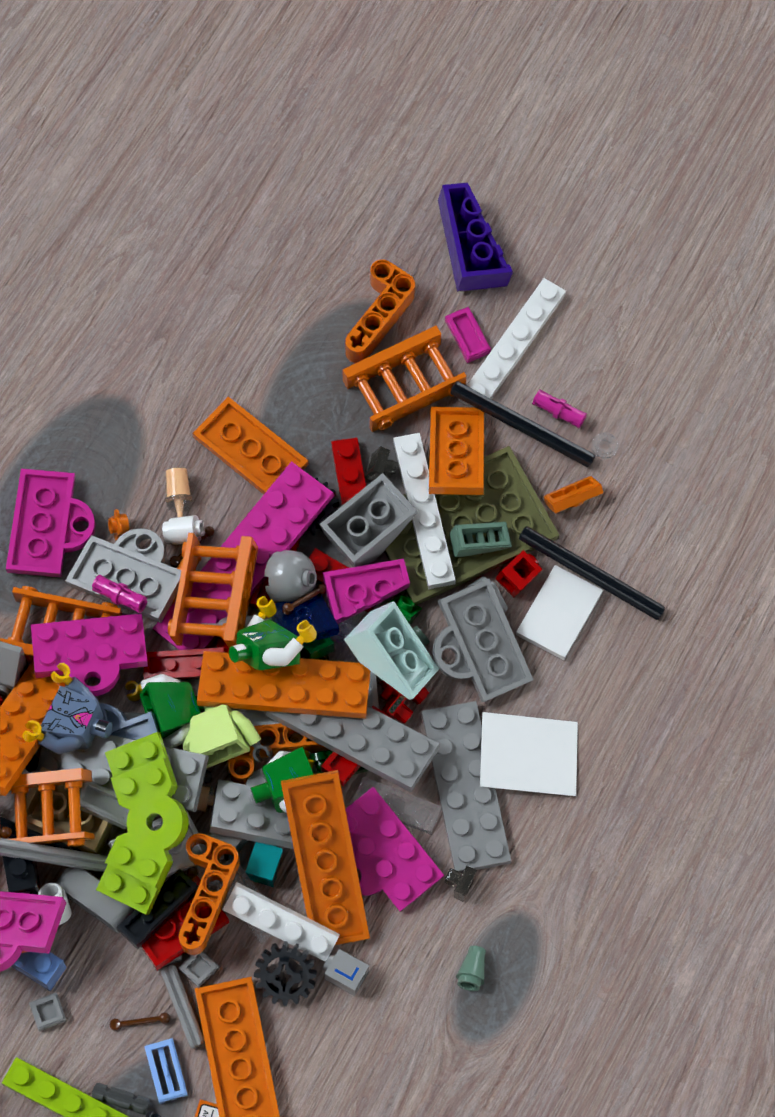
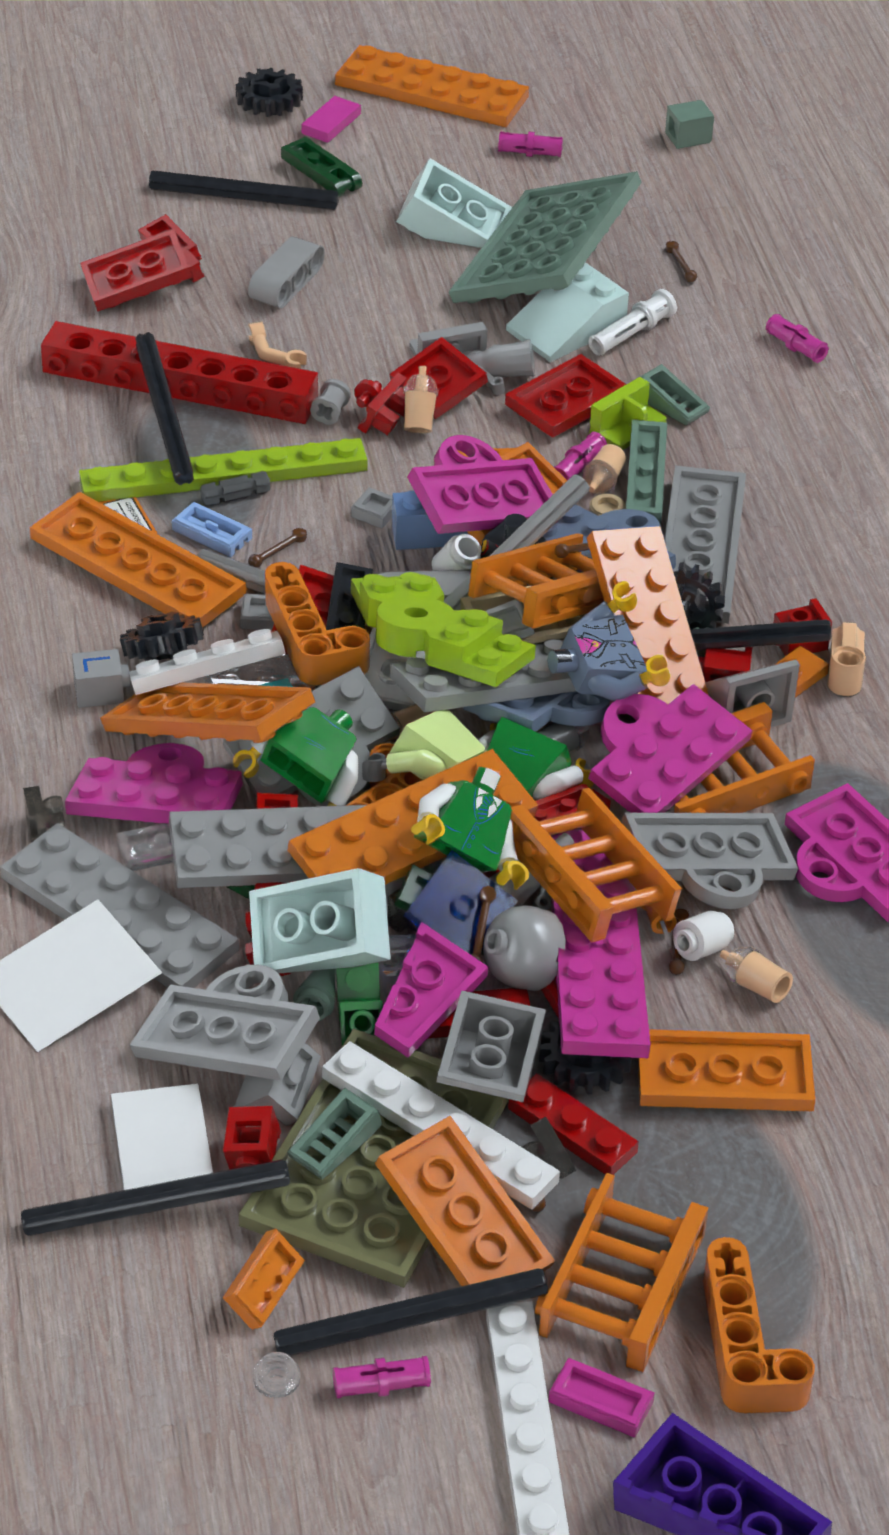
camera: 140 degrees right, 25 degrees down
(118, 524) = (781, 899): orange plate -> none
(119, 593) = (692, 807): dark pink pin -> none

